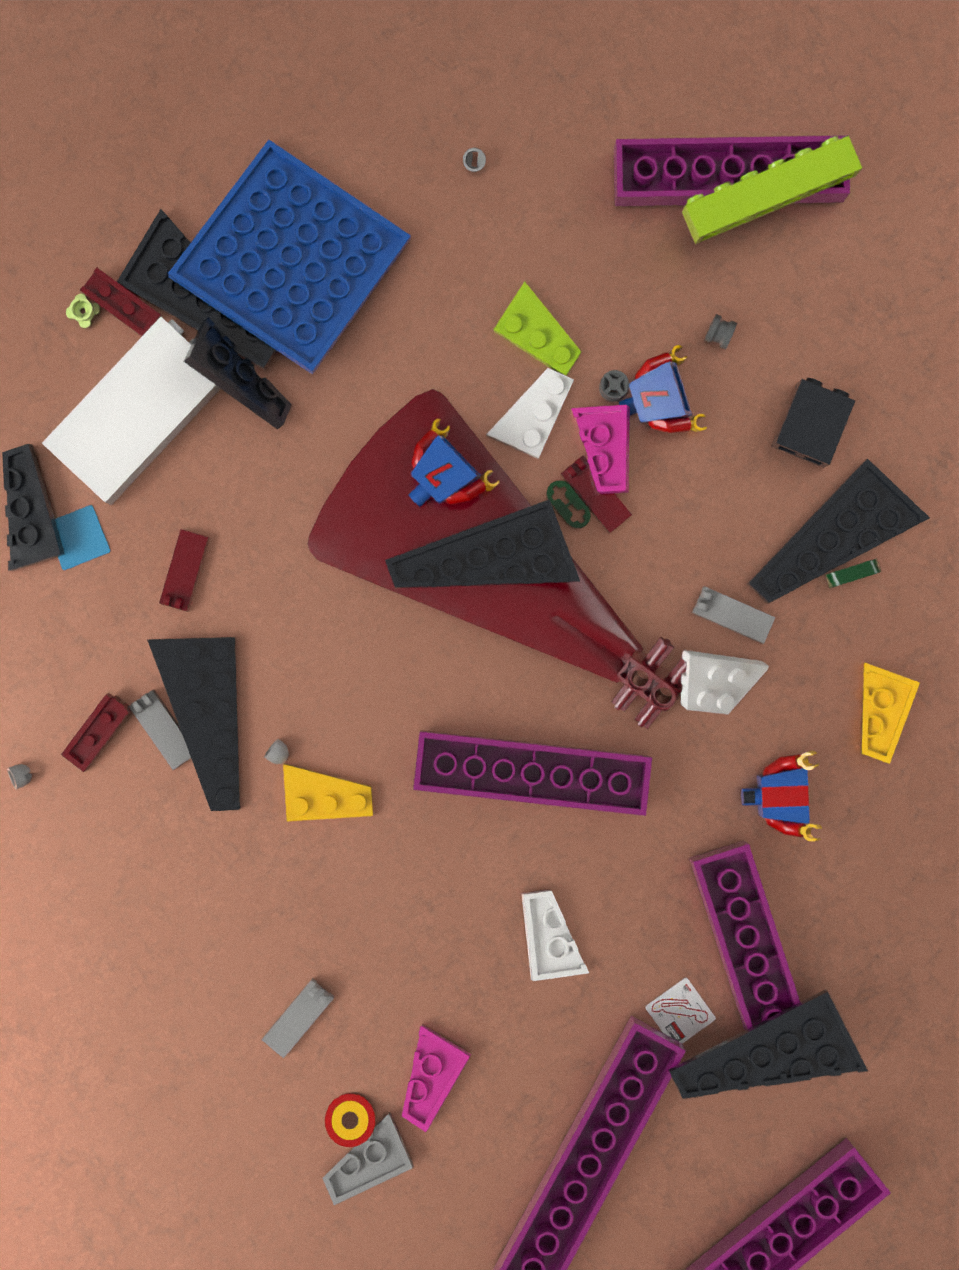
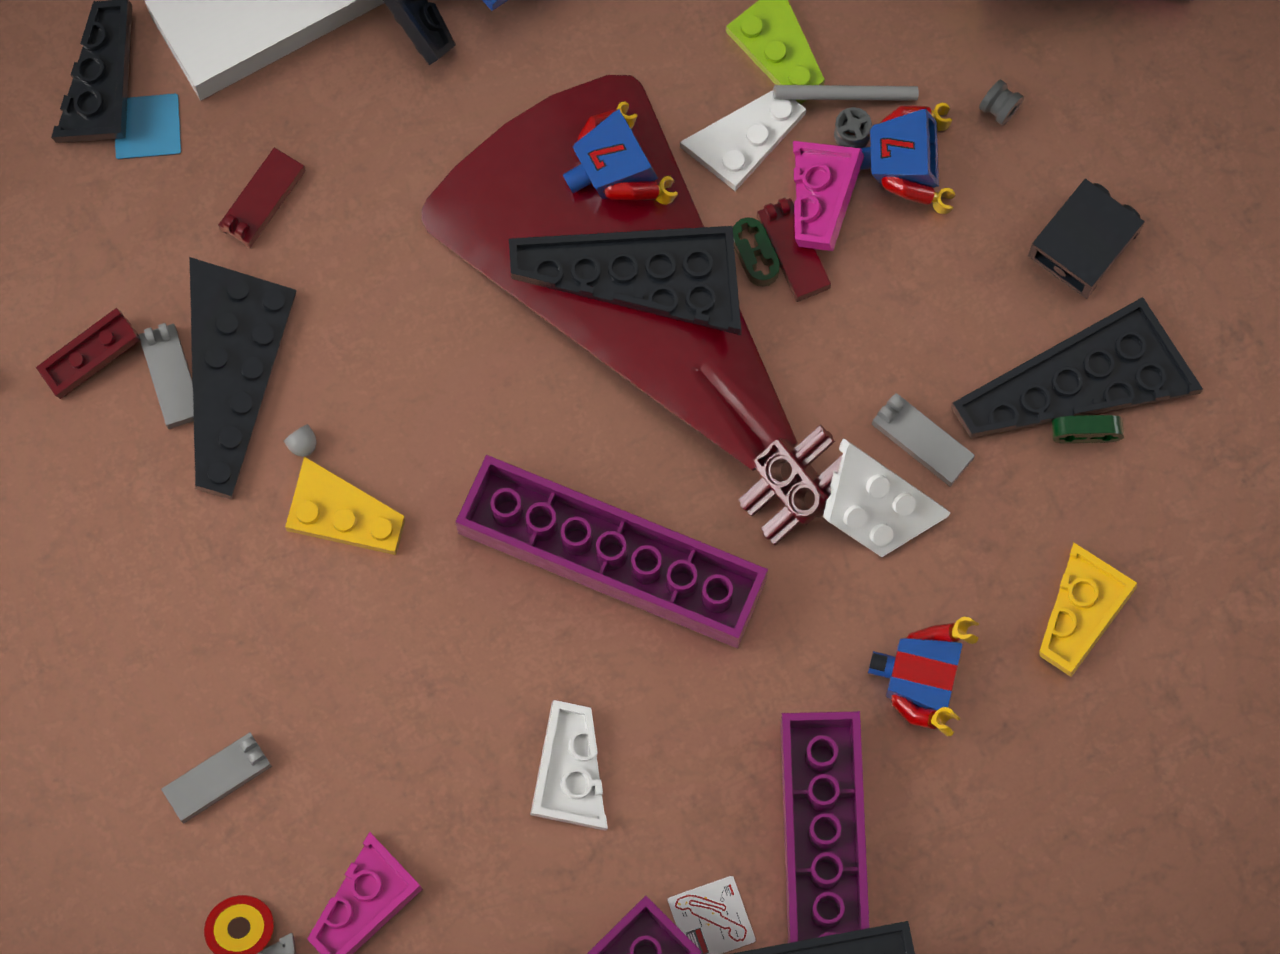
camera: 20 degrees right, 15 degrees down
(600, 358) = (845, 92): none -> light grey bar

